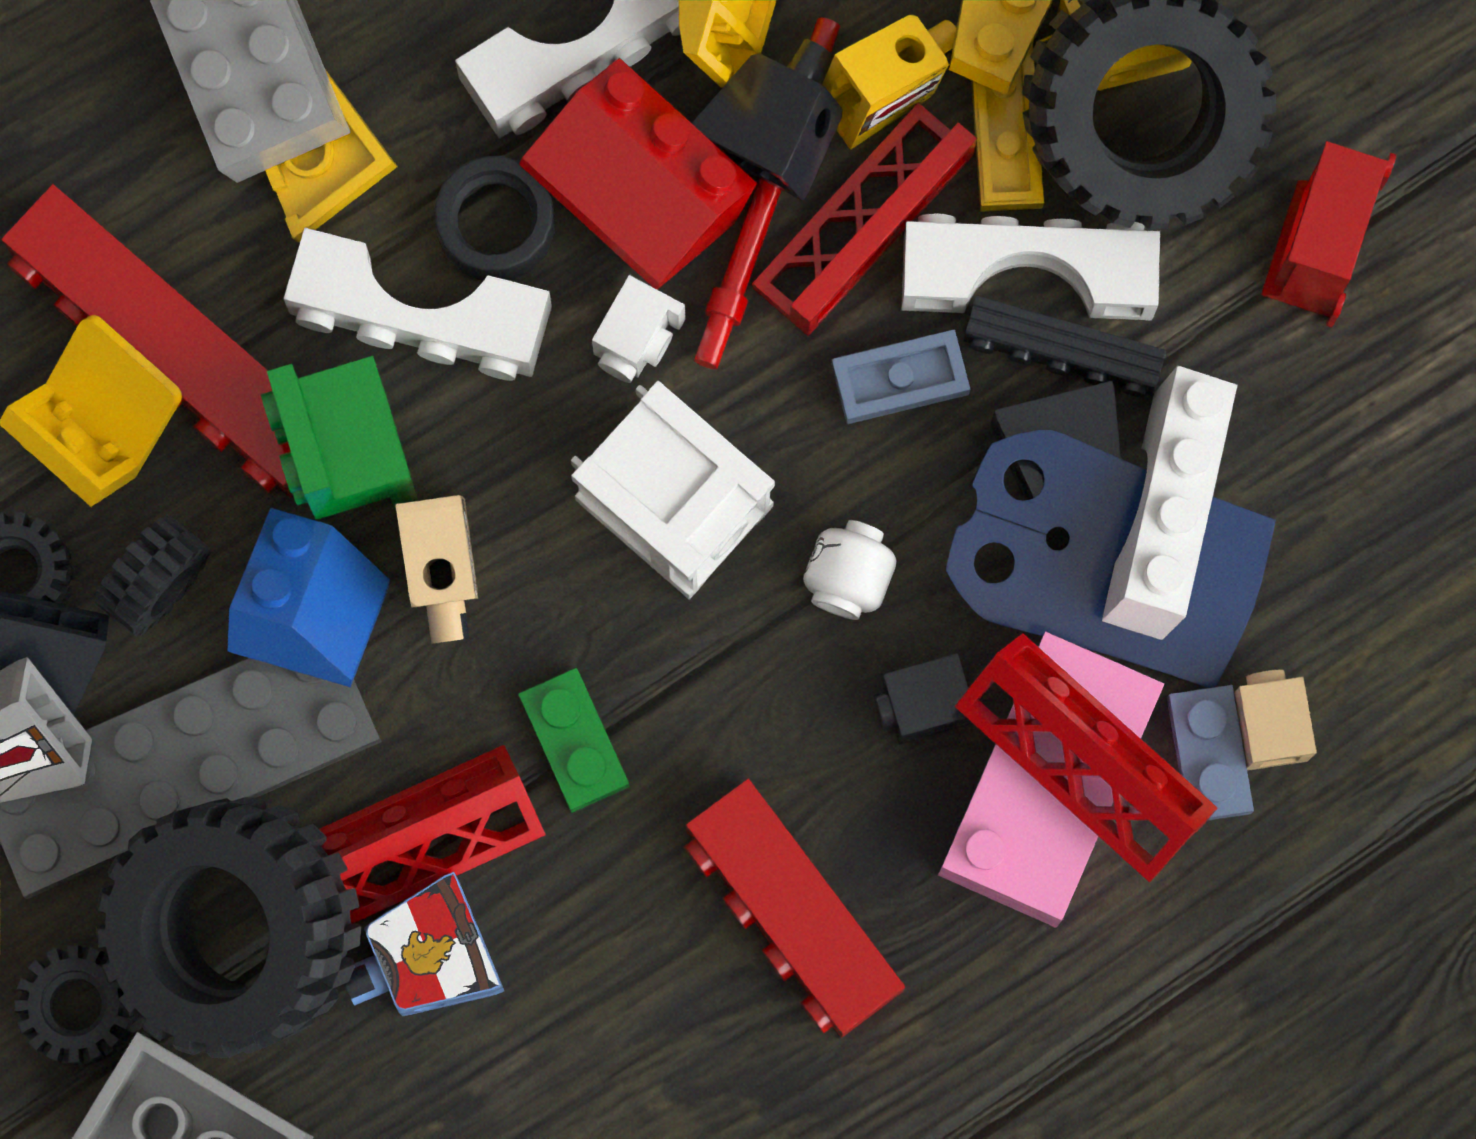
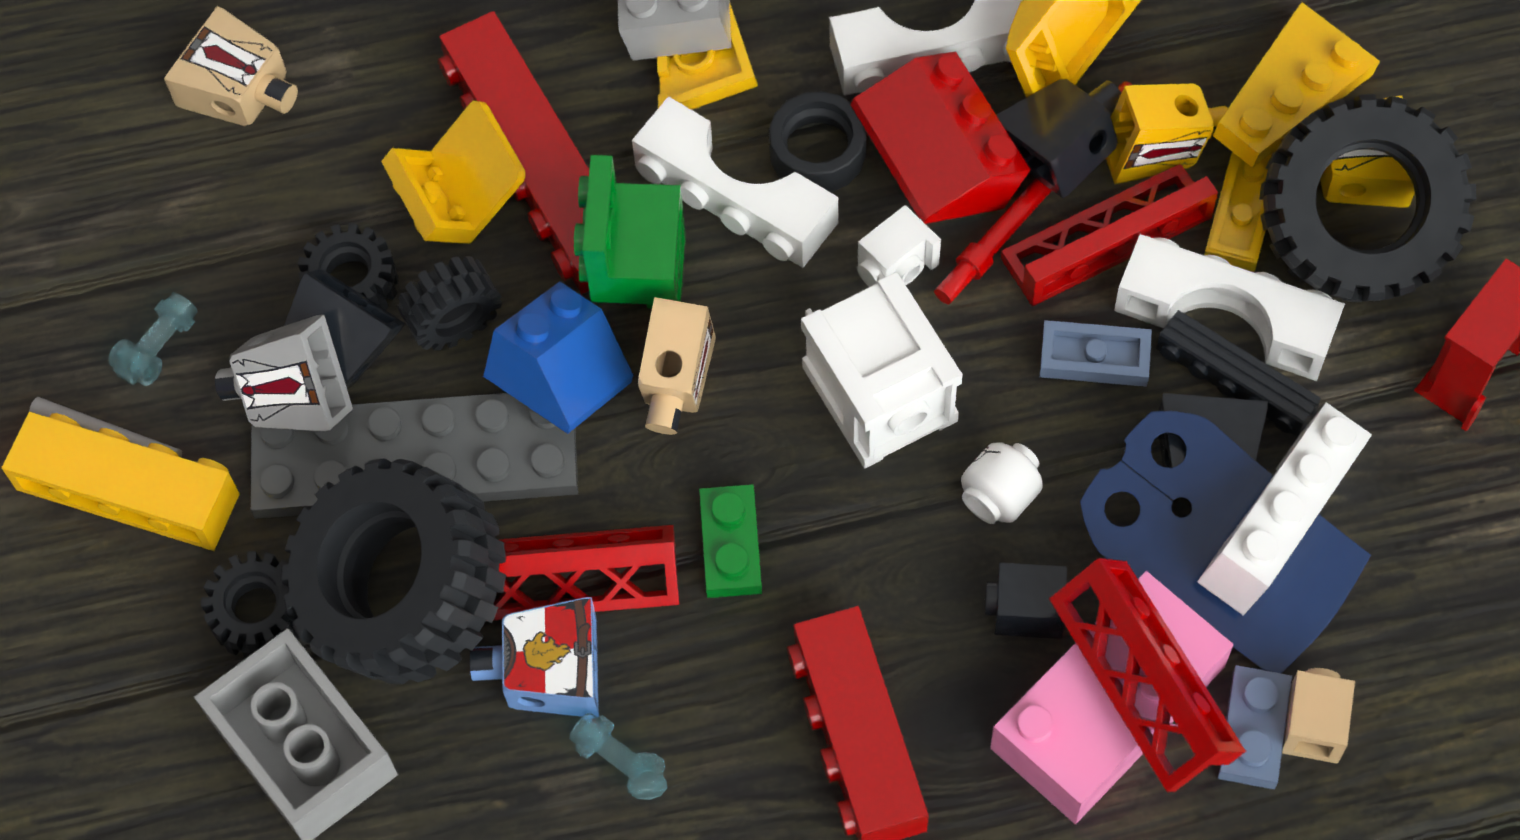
camera: 25 degrees right, 15 degrees down
(581, 1041) = (643, 769): none -> clear light blue bar

